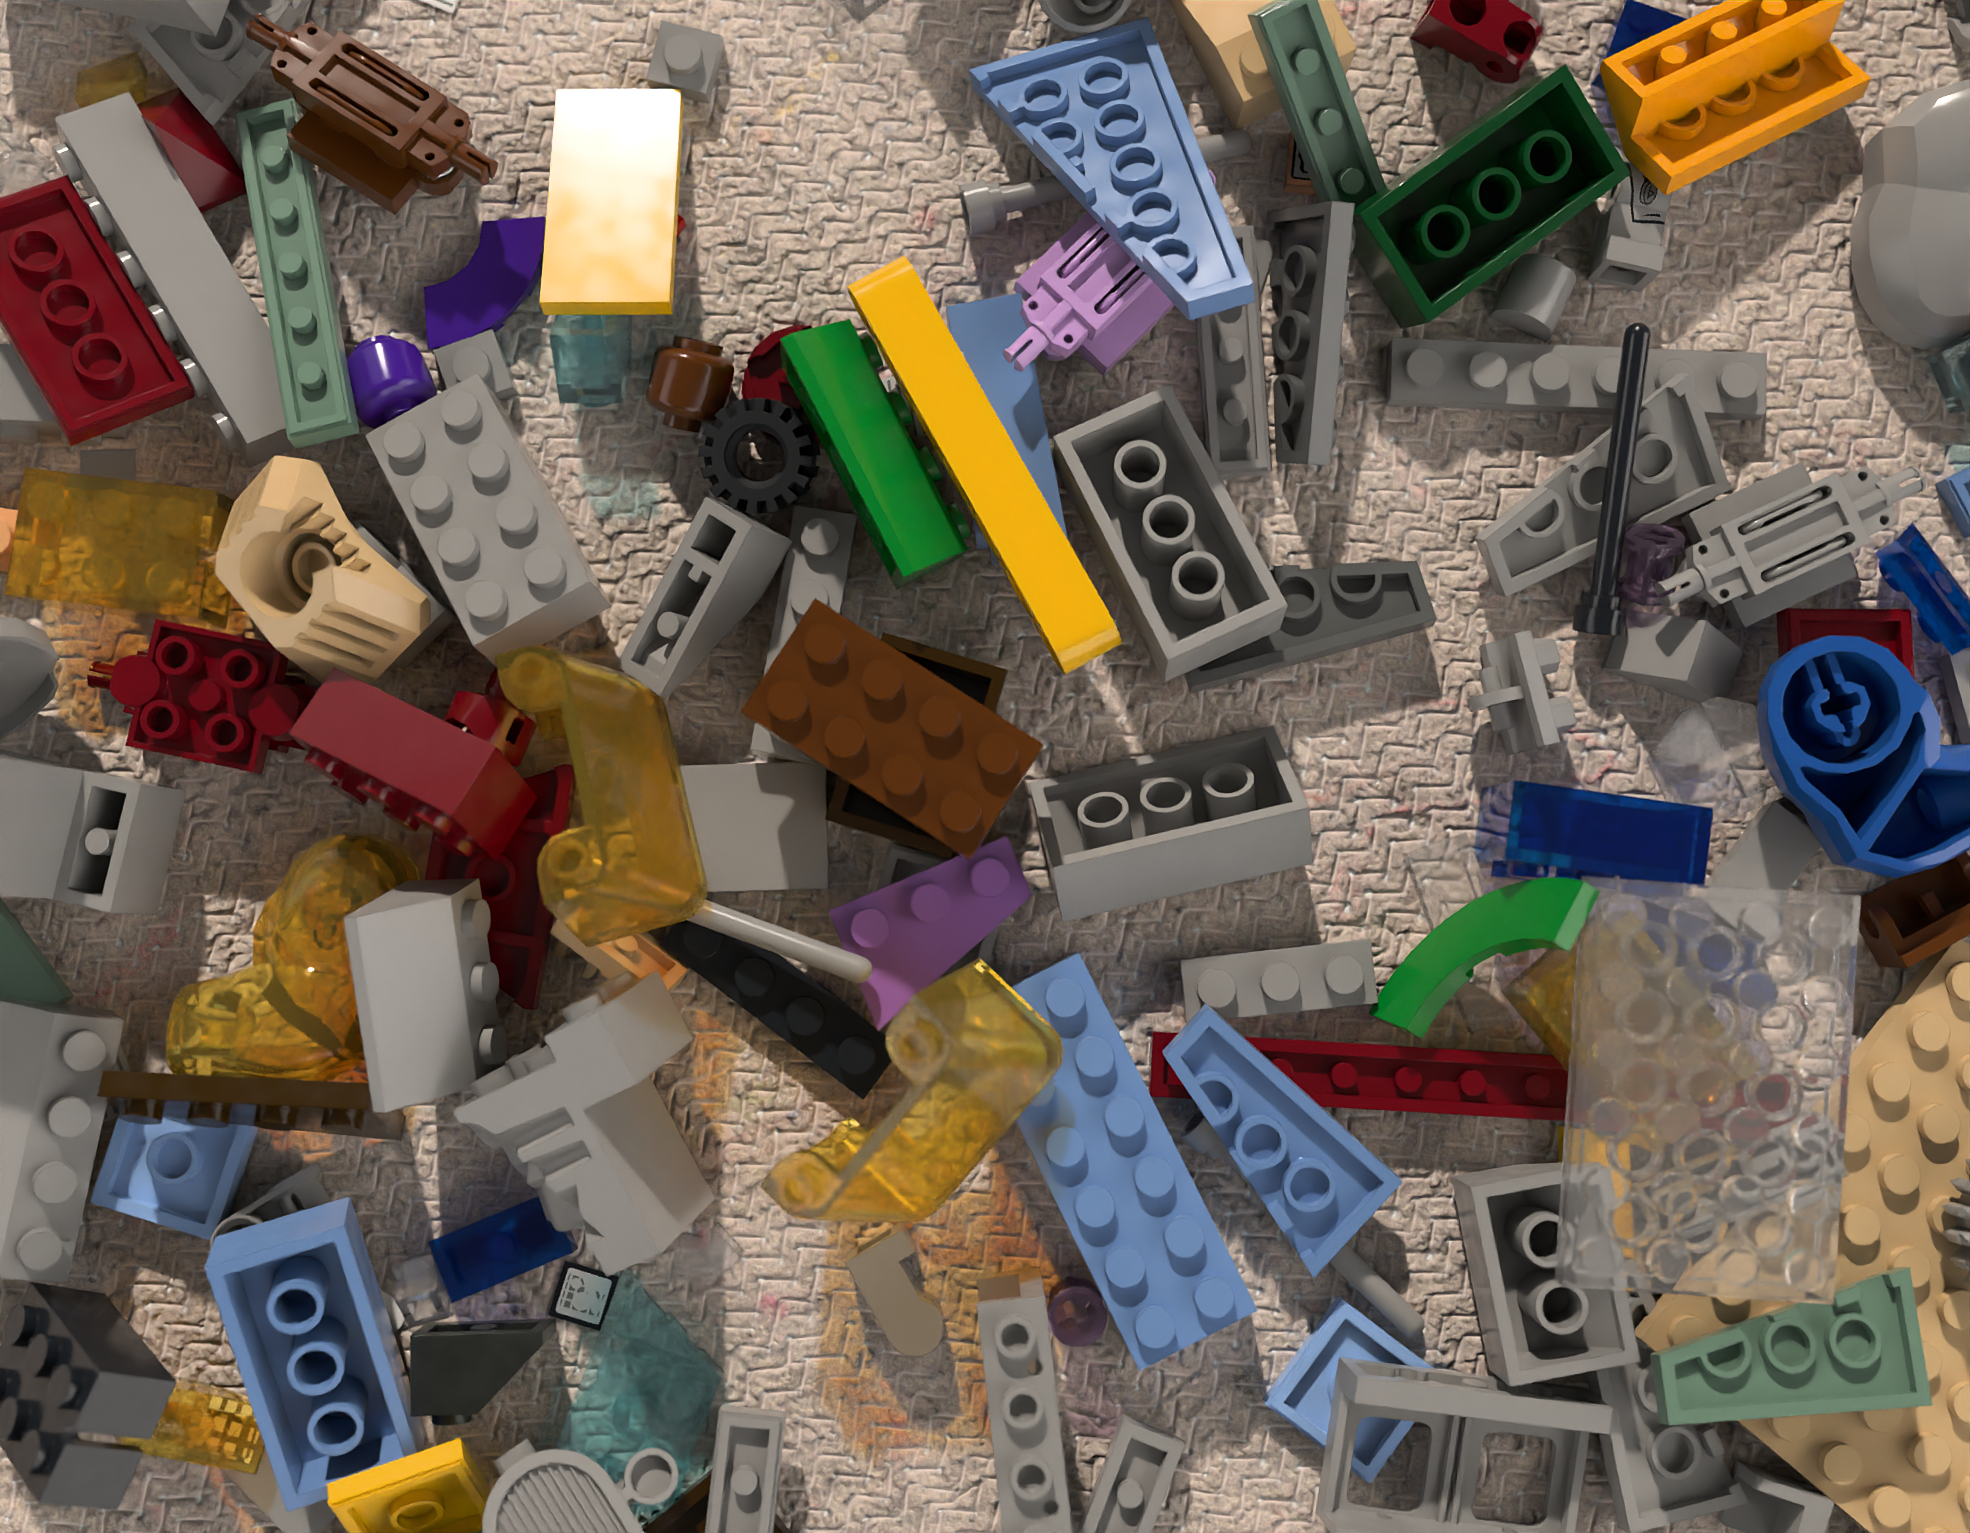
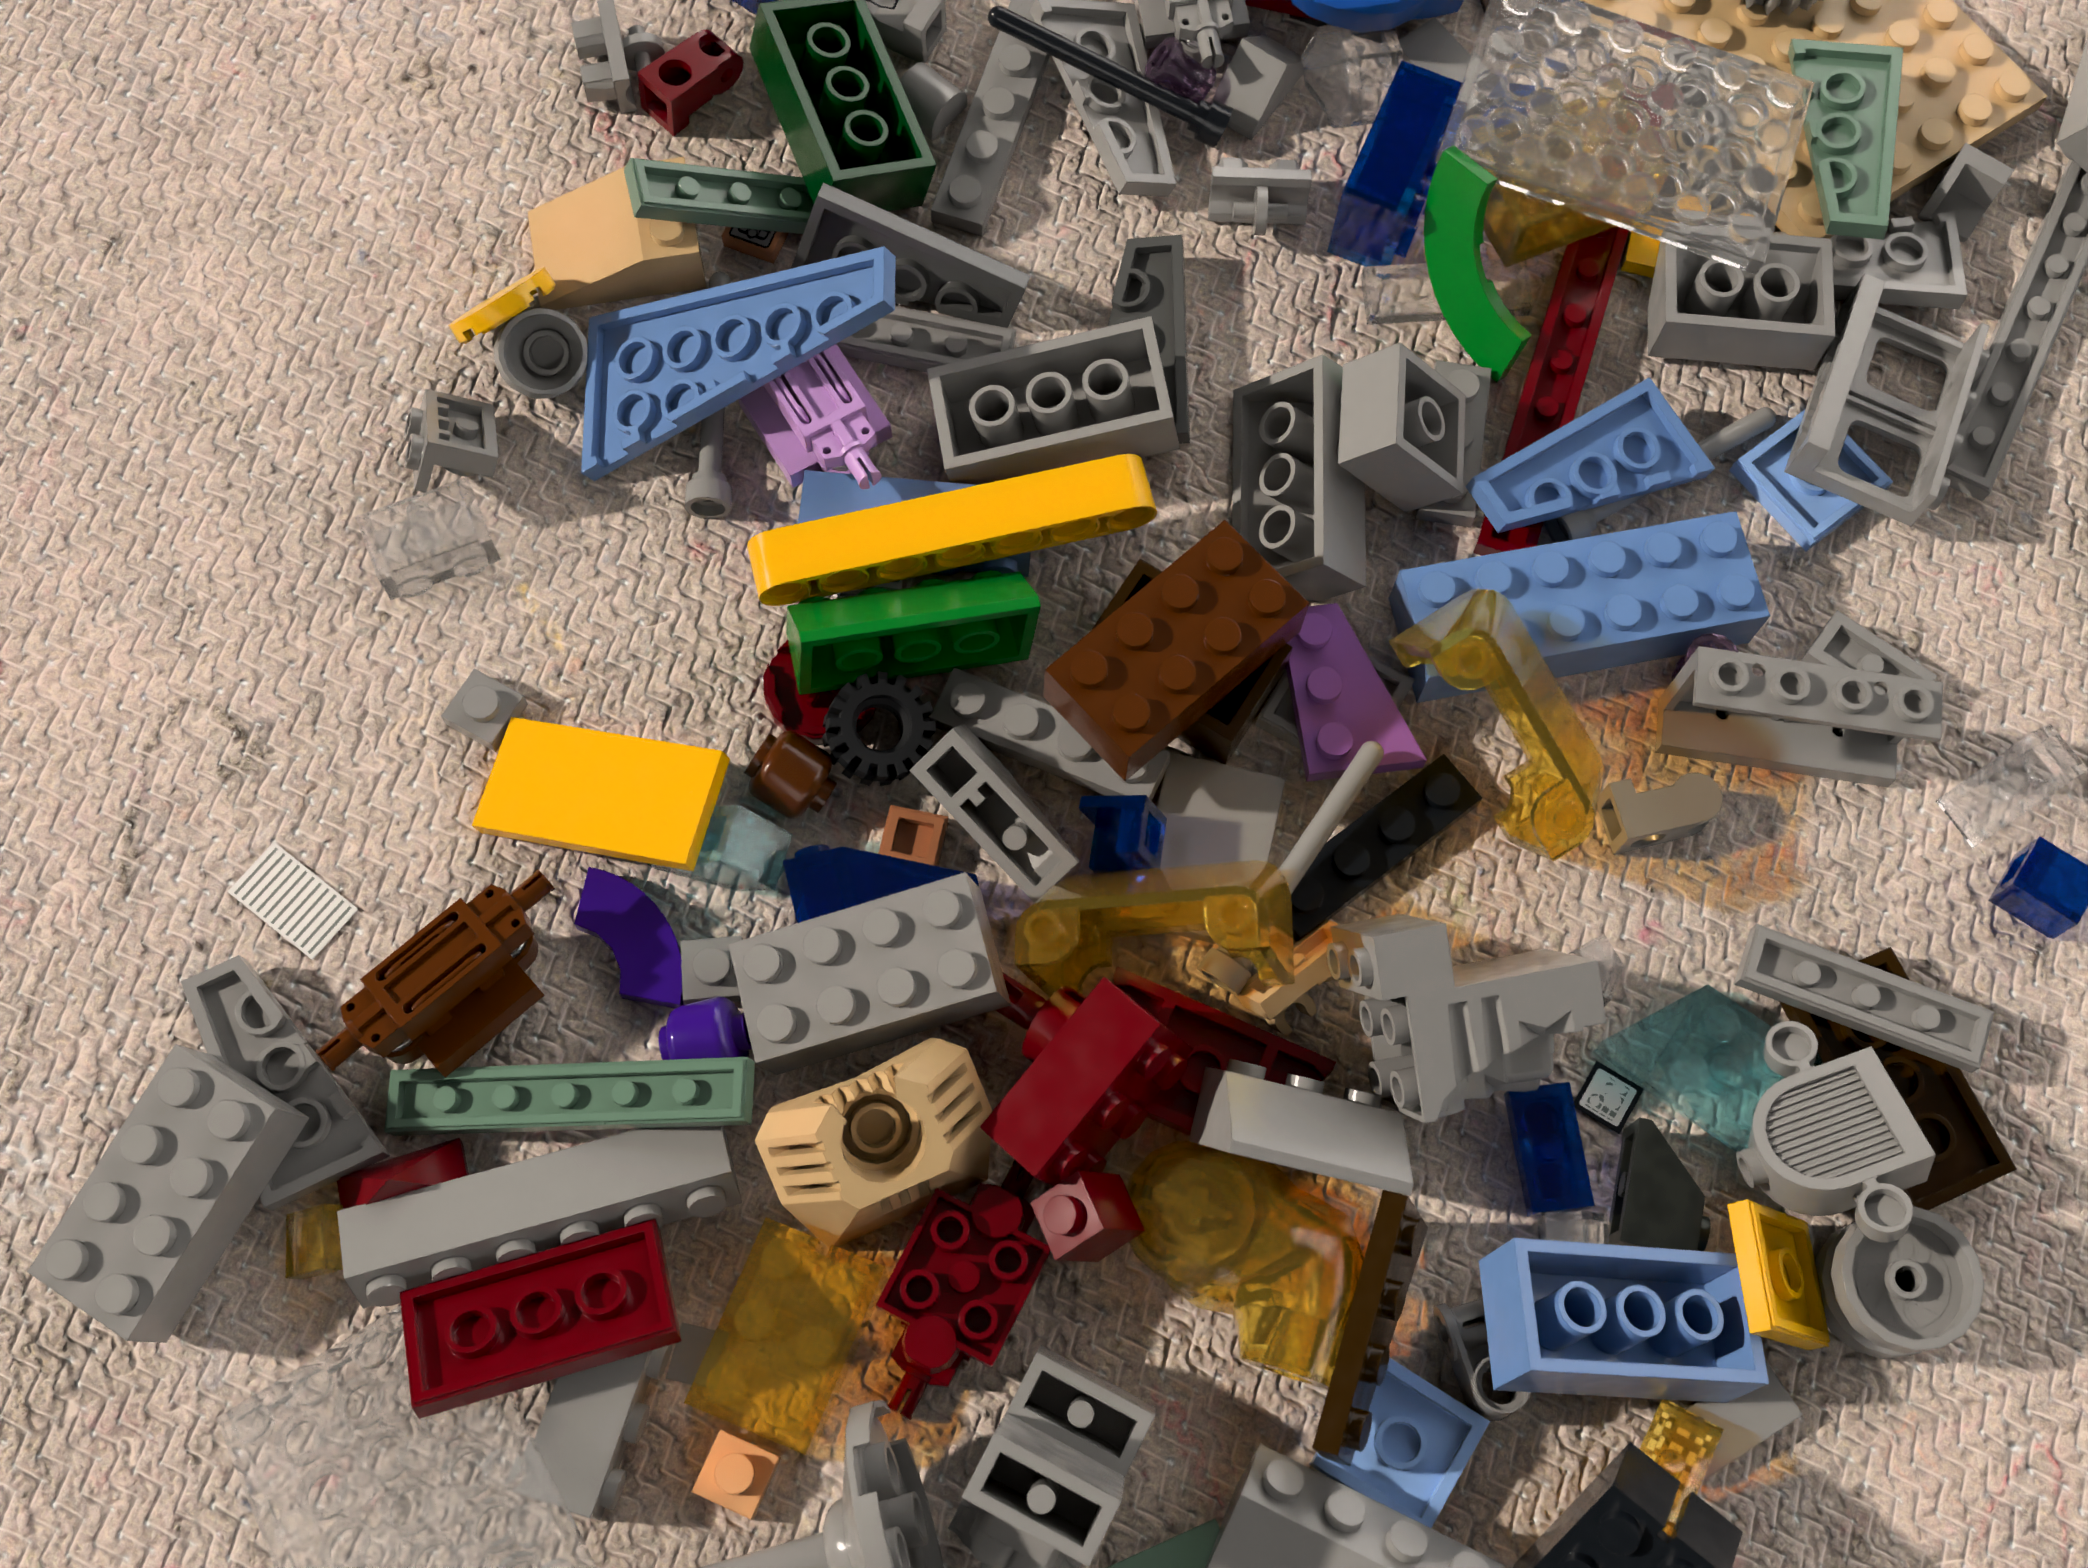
camera: 75 degrees left, 15 degrees down
(295, 800) = (1087, 1216): none -> dark red brick
(588, 487) = (843, 877): none -> clear blue slope
(658, 525) = (914, 835): none -> nougat tile
(713, 740) = (1126, 832): none -> clear blue panel
(1250, 917) = (1402, 428): none -> light grey brick

